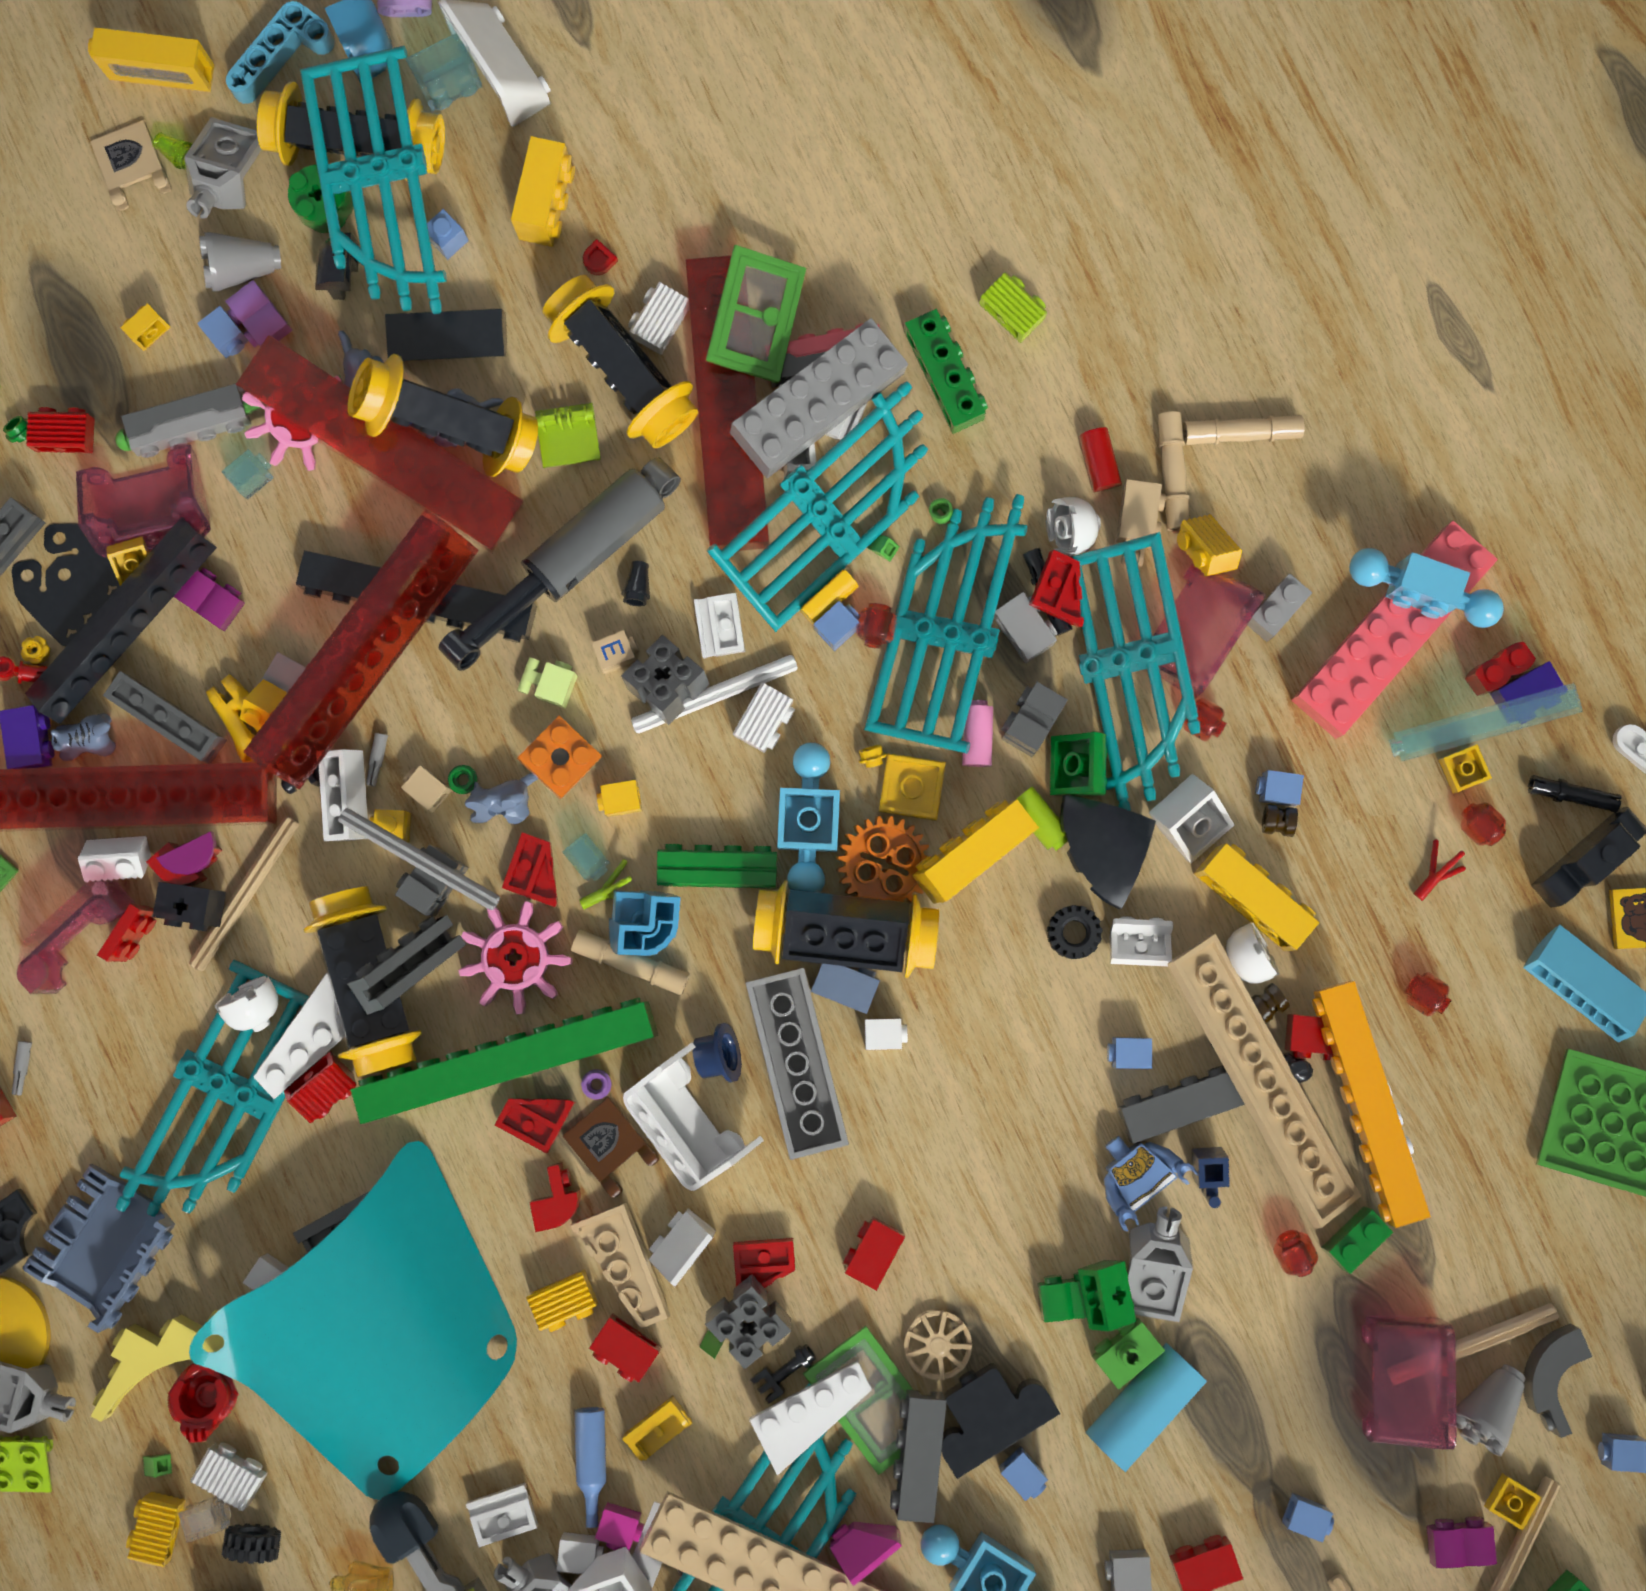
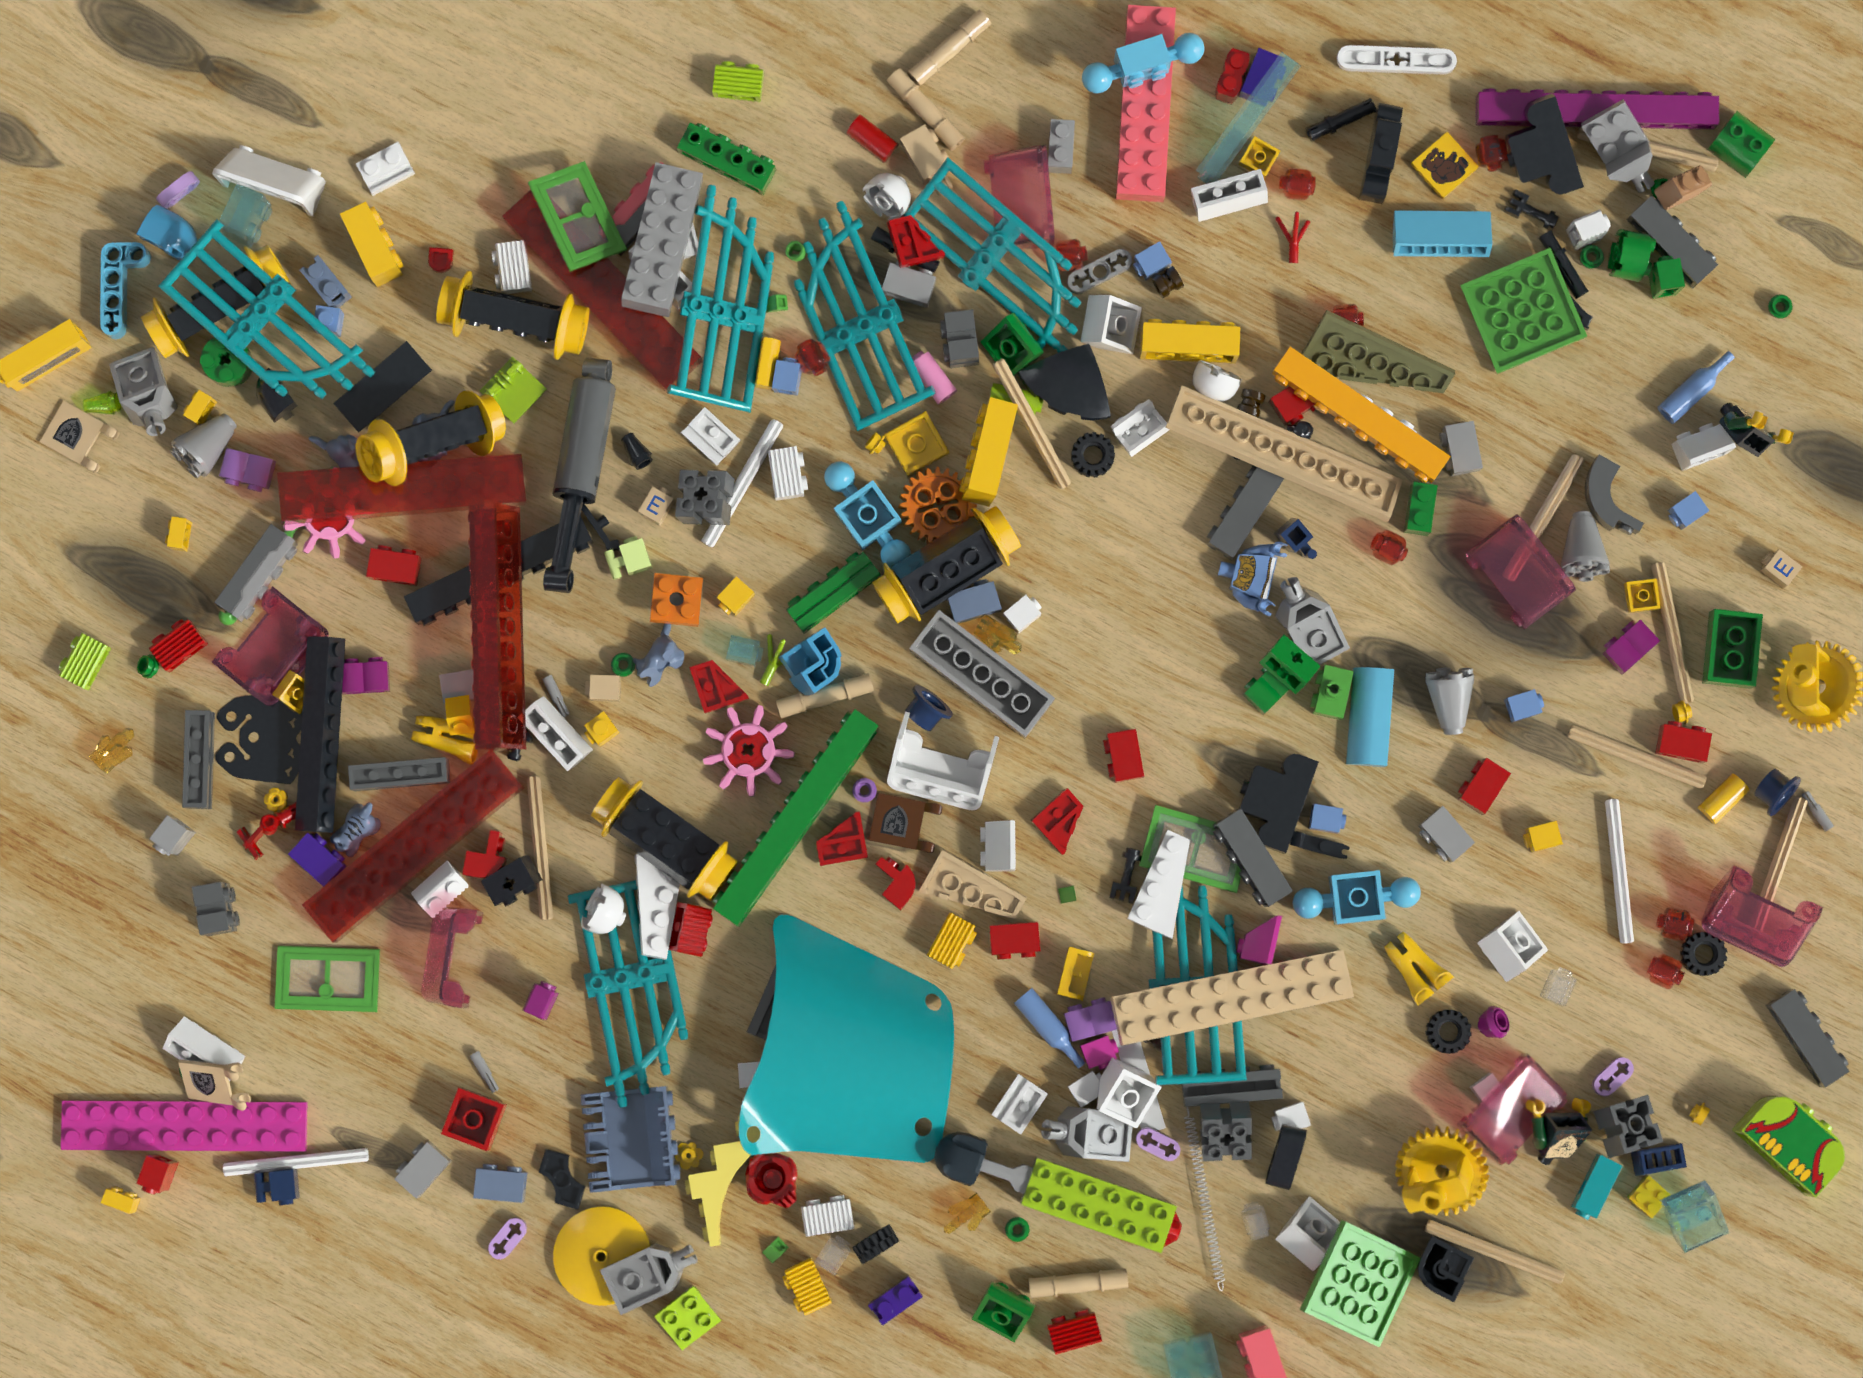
camera: 40 degrees left, 0 degrees up
(121, 1044) = (541, 1000): none -> magenta brick
(127, 933) = (489, 937): red plate -> none
(155, 1301) = (696, 1155): none -> yellow plant
(191, 856) = (489, 848): magenta tile -> none
(223, 332) = (233, 498): medium blue brick -> none
(248, 473) = (324, 576): clear light blue brick -> none
(259, 222) = (199, 407): none -> yellow piece
(319, 514) = (394, 566): none -> red brick
(406, 964) = (685, 804): dark grey brick -> none
(419, 859) = (641, 730): light grey axle -> none
(424, 890) = (657, 742): dark grey brick -> none
(471, 196) = (325, 283): none -> sand blue brick
(545, 626) = (598, 524): none -> black piece
(614, 133) = (385, 168): none -> white plate
(635, 1488) = (1090, 1020): none -> medium lavender brick
(748, 1304) = (1070, 847): dark grey brick -> none
(842, 1036) = (997, 635): none -> clear yellow rock
(938, 1345) = (1210, 782): tan wheel -> none
(997, 1494) = (1318, 845): none -> black piece
(1038, 855) = (1031, 423): none -> tan axle
(1130, 1053) = (1188, 503): medium blue brick -> none
(1200, 746) = (1097, 281): none -> light grey beam
(1208, 545) = (985, 140): yellow brick -> none
(1242, 1452) = (1451, 697): none -> light grey cone
(1408, 783) = (1229, 195): none -> white brick
(1421, 1048) = (1367, 357): none -> olive wing
(1449, 1210) = (1463, 448): none -> light grey brick

